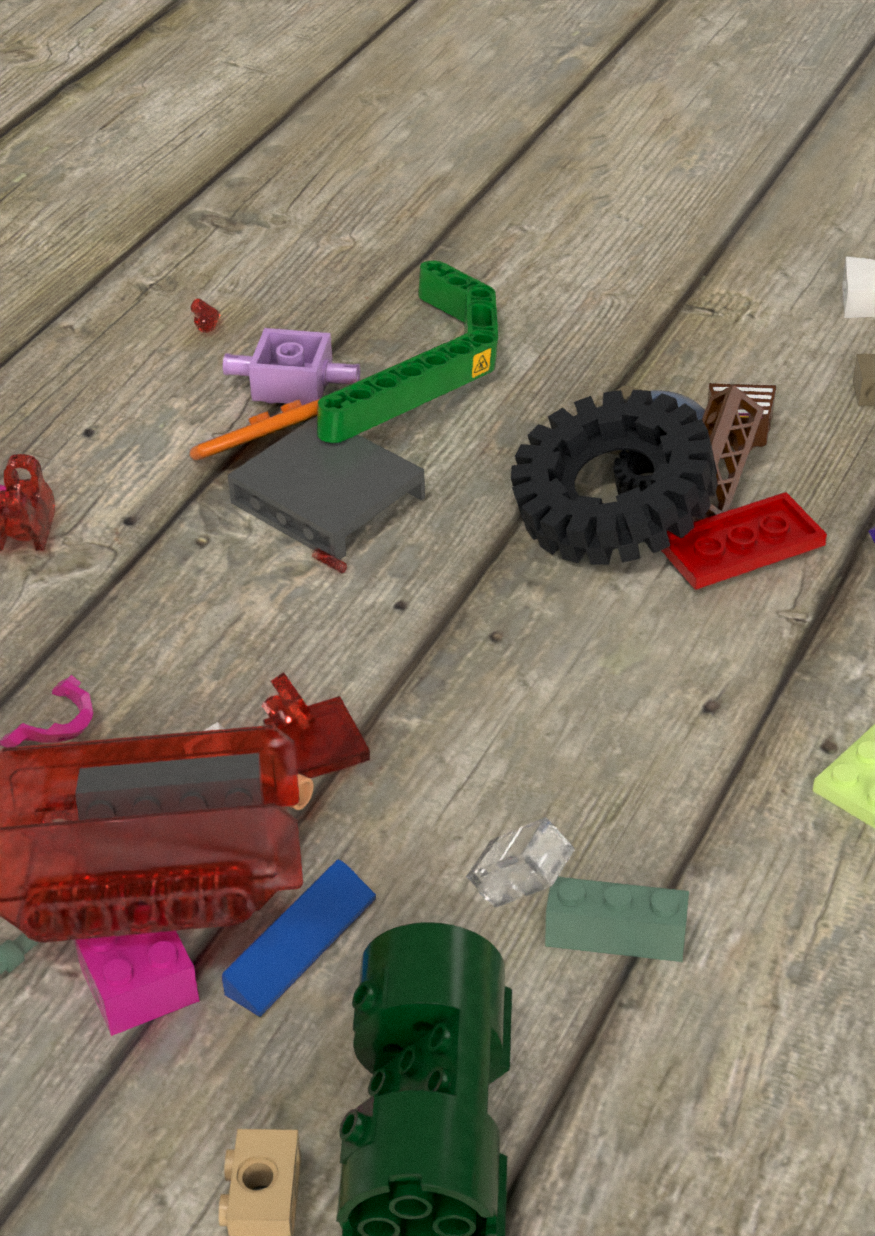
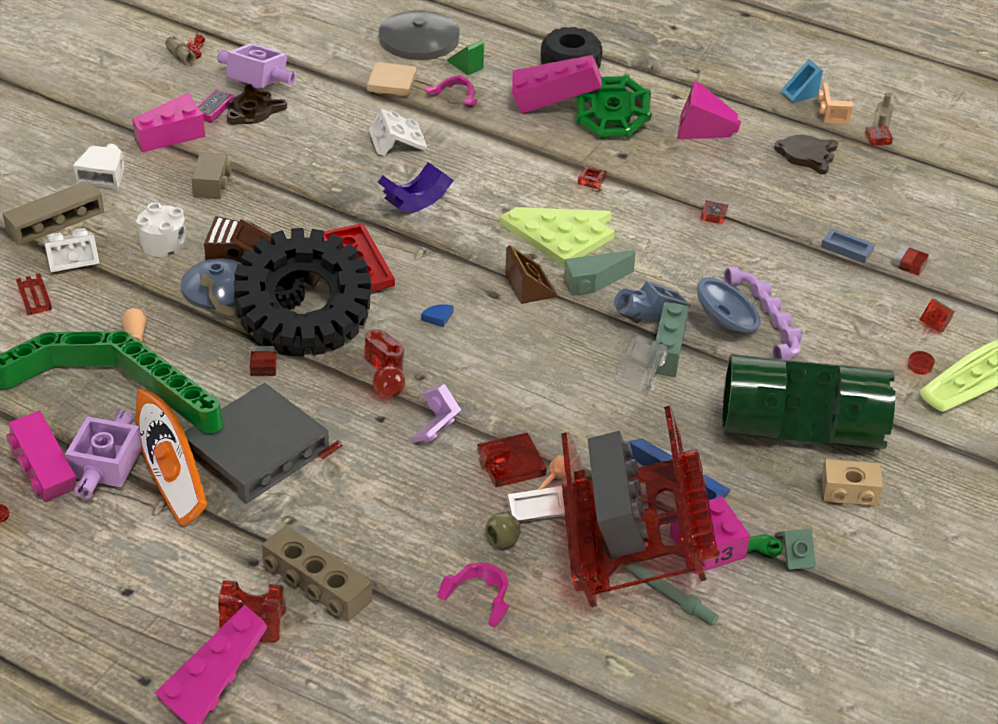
camera: 90 degrees left, 0 degrees up
(89, 563) = (317, 573): none -> dark tan brick
(113, 1090) = (798, 548): none -> sand green bracket
(129, 1054) = (765, 544): none -> green arm
(156, 720) = (503, 529): none -> olive piece
(292, 306) = (40, 456): none -> dark pink wedge
(408, 649) = (444, 407): none -> lavender bracket
(493, 481) = (263, 361): none -> clear red piece
(512, 593) = (388, 357): none -> clear red beam
(538, 363) = (134, 323): none -> light nougat cone
(593, 284) = (31, 283): none -> clear red tile
(636, 640) = (438, 314): none -> blue tile
(677, 286) = (71, 250): none -> white bracket
(712, 888) = (646, 302): none -> sand blue plate
(725, 1101) = (772, 305): none -> lavender bar
(741, 350) = (161, 230): none -> white brick
(747, 727) = (527, 277): none -> reddish brown slope
(748, 990) = (727, 306): none -> sand blue dish
(755, 268) = (53, 212): none -> dark tan brick
(787, 819) = (595, 272): none -> sand green slope

